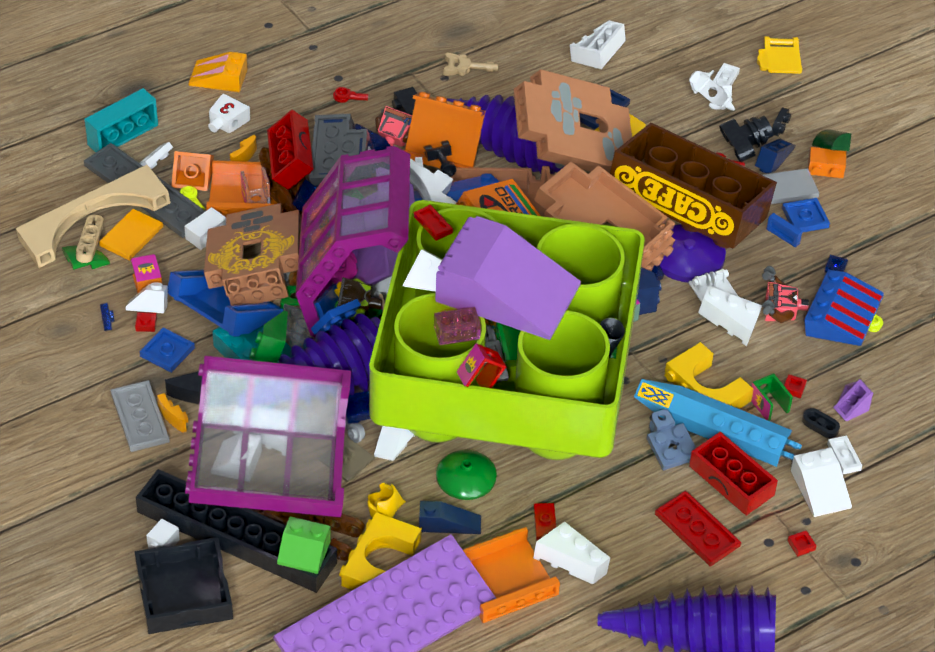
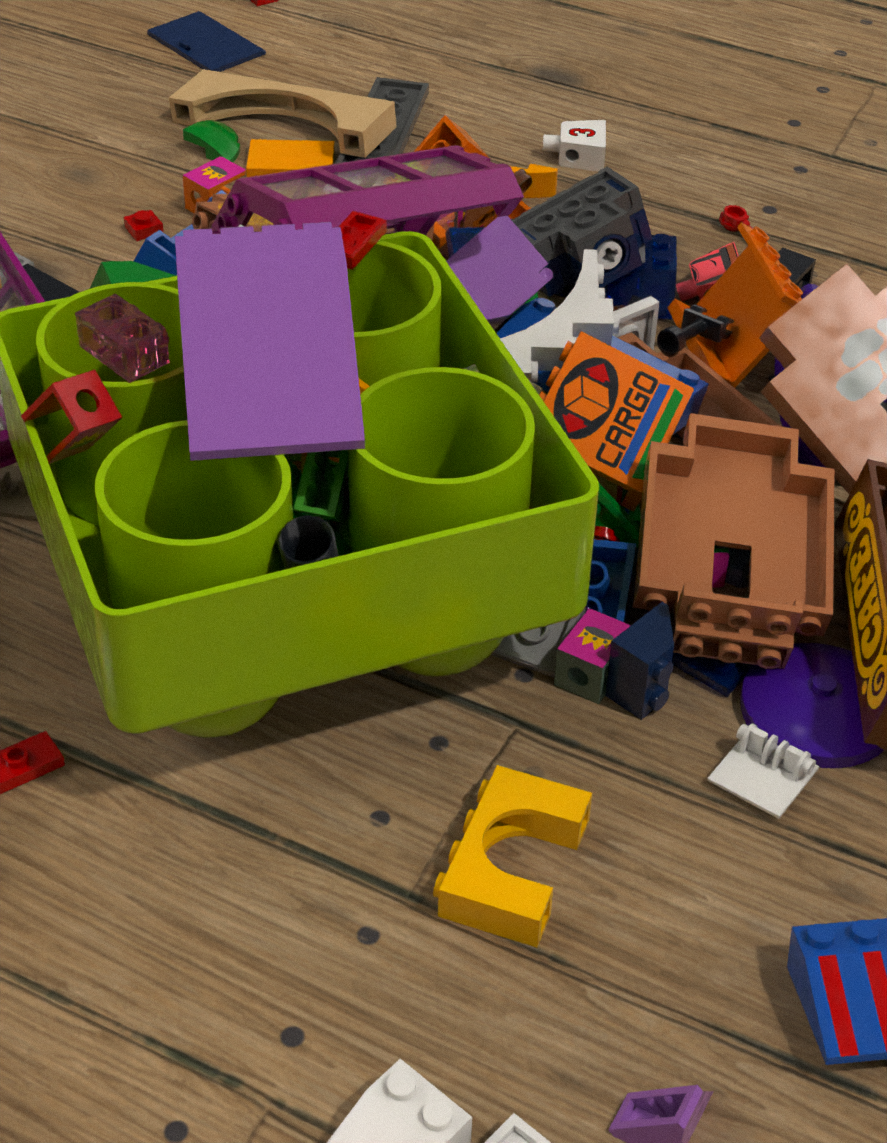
camera: 60 degrees right, 5 degrees down
(86, 237) = (243, 127): tan beam -> none
(107, 316) = (118, 188): clear blue plate -> none
(122, 121) = (467, 70): teal brick -> none
(150, 299) = (174, 205): white slope -> none
(159, 153) = (428, 120): white plate -> none
(167, 350) = (91, 249): blue plate -> none
(220, 72) = (656, 117): light orange slope -> none
(290, 149) = (546, 176): red brick -> none
(464, 481) = (47, 635): green dish -> none
(665, 433) = (339, 843): sand blue plate -> none
(697, 528) = (135, 994): red tile -> none
(709, 416) = (422, 911): dark azure hinge -> none
(730, 312) = (716, 816): white wedge -> none
(733, 473) = (293, 983): red brick -> none
(776, 389) = (544, 936): green piece -> none
(781, 299) = (820, 880): torso -> none
(795, 385) = (621, 996): red plate -> none
(821, 423) = (557, 1087): black plate -> none

